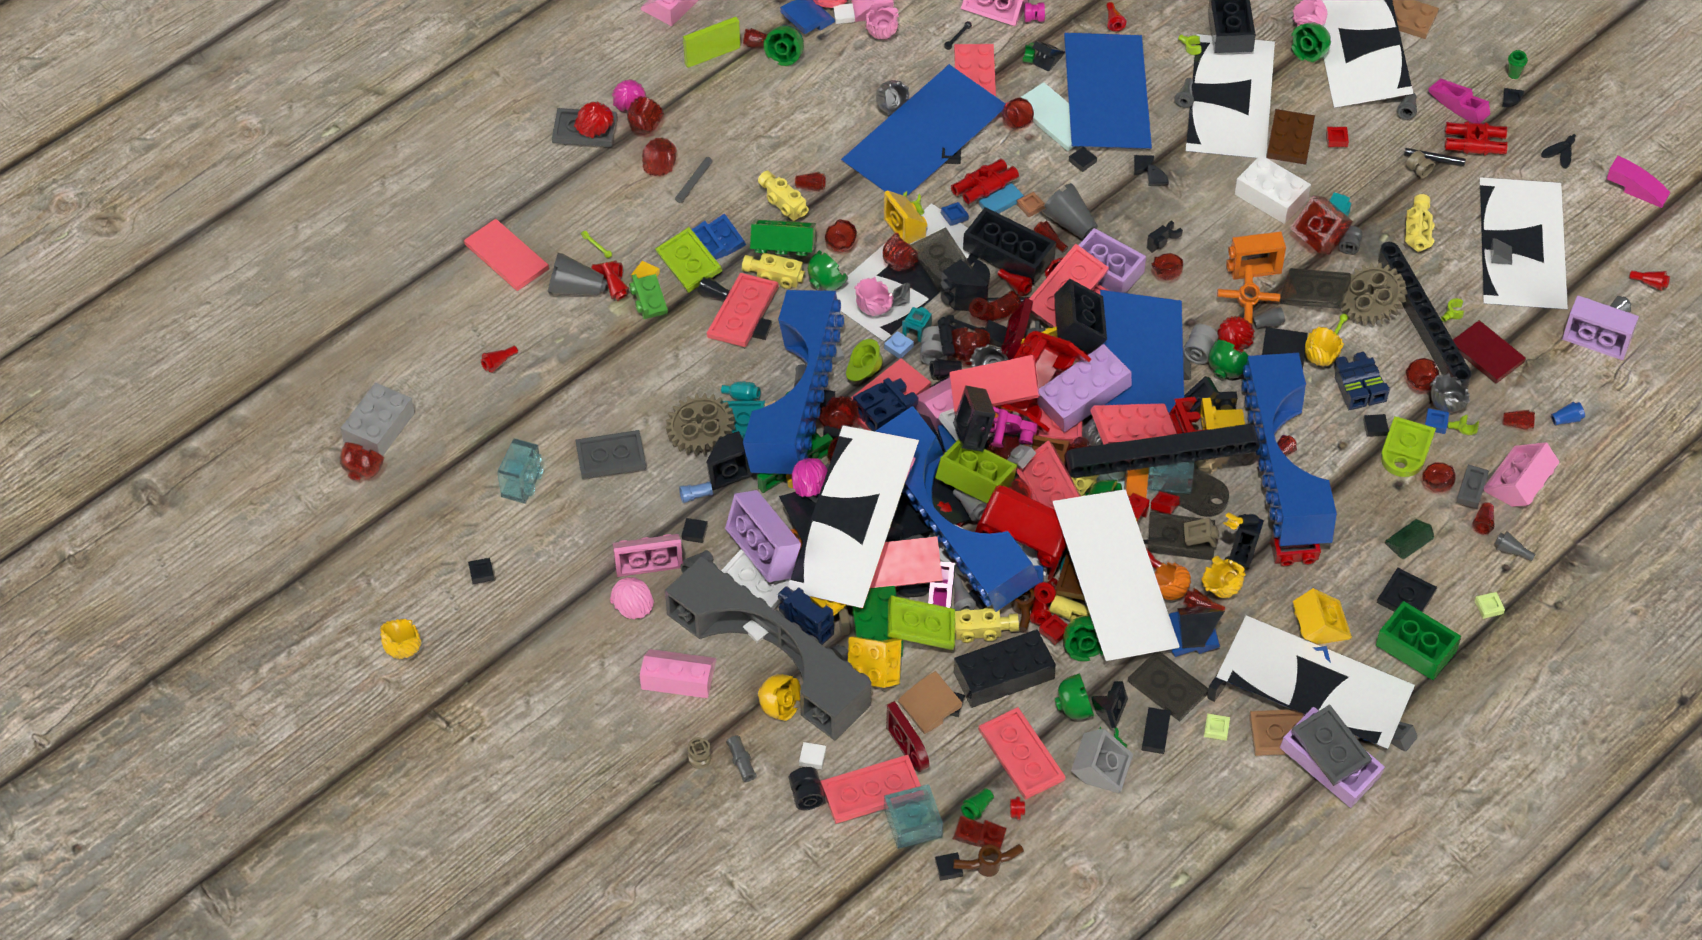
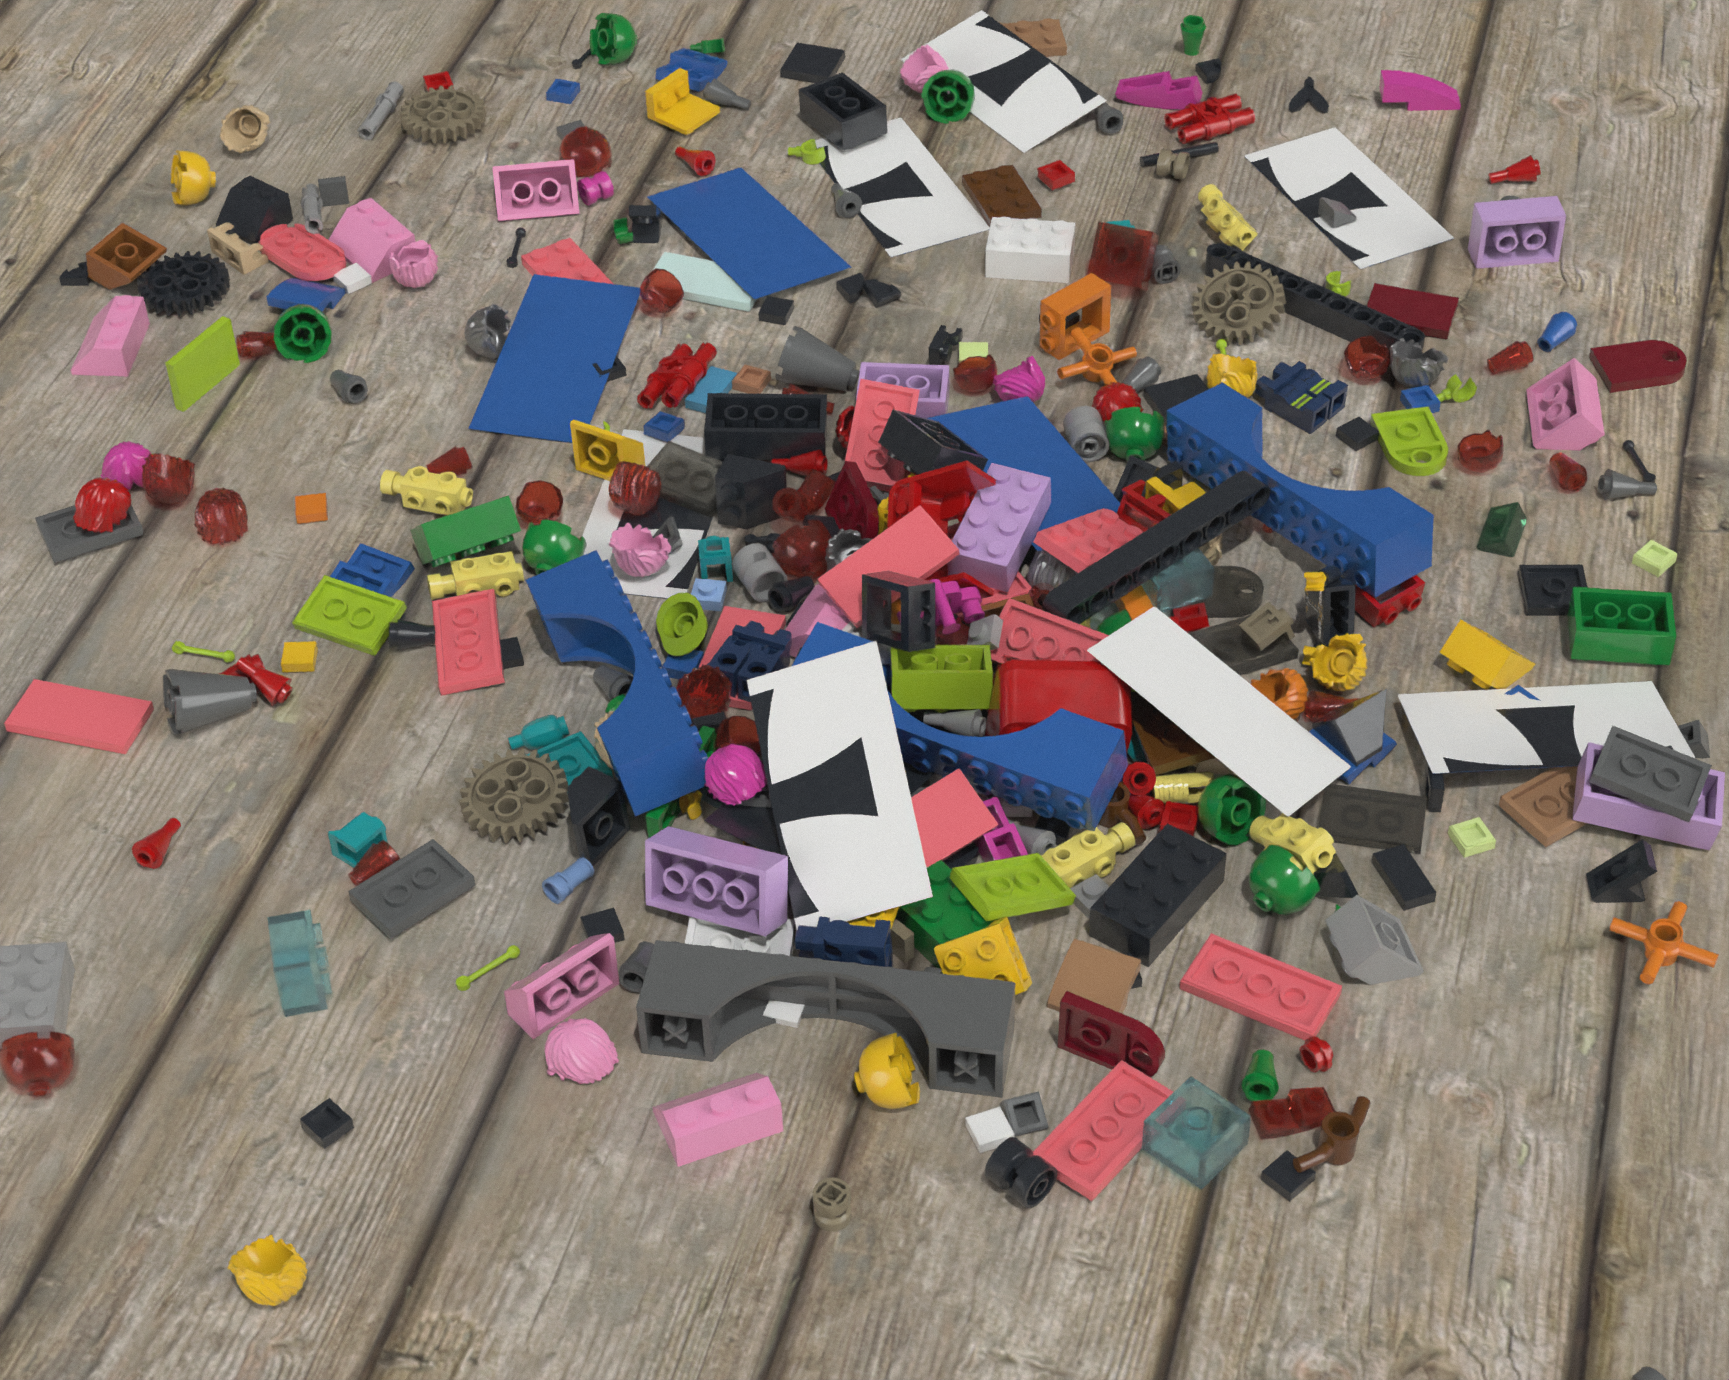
camera: 30 degrees left, 10 degrees down
(599, 428) = (373, 861): none -> clear red cone
(602, 411) = (356, 838): none -> teal window
(603, 524) = (463, 982): none -> lime hinge
(649, 296) = (325, 678): bright green bracket -> none
(693, 179) = (286, 527): dark grey bar -> none
(715, 173) = (311, 508): none -> orange tile
(741, 758) = (896, 1182): dark grey pin -> none
(789, 96) = (350, 386): none -> dark grey cone
(837, 757) = (1025, 1113): none -> dark grey slope
(851, 387) = (681, 665): none -> blue tile
(946, 336) = (773, 549): black axle -> none
(970, 644) = (1088, 893): none -> light grey plate
(1100, 678) = (1298, 838): none -> light yellow brick
(1181, 249) = (971, 349): none -> yellowish green tile
(1187, 288) = (1021, 381): none -> dark pink hair
(1264, 855) = (1663, 942): none -> orange bar
(1279, 797) = (1621, 876): none -> black slope
(1315, 288) = (1168, 324): clear smoke tile -> none
(1472, 486) = (1523, 446): dark grey plate -> none
(1538, 548) = (1628, 446): none -> black hinge
(1604, 464) = (1638, 364): none -> dark red tile

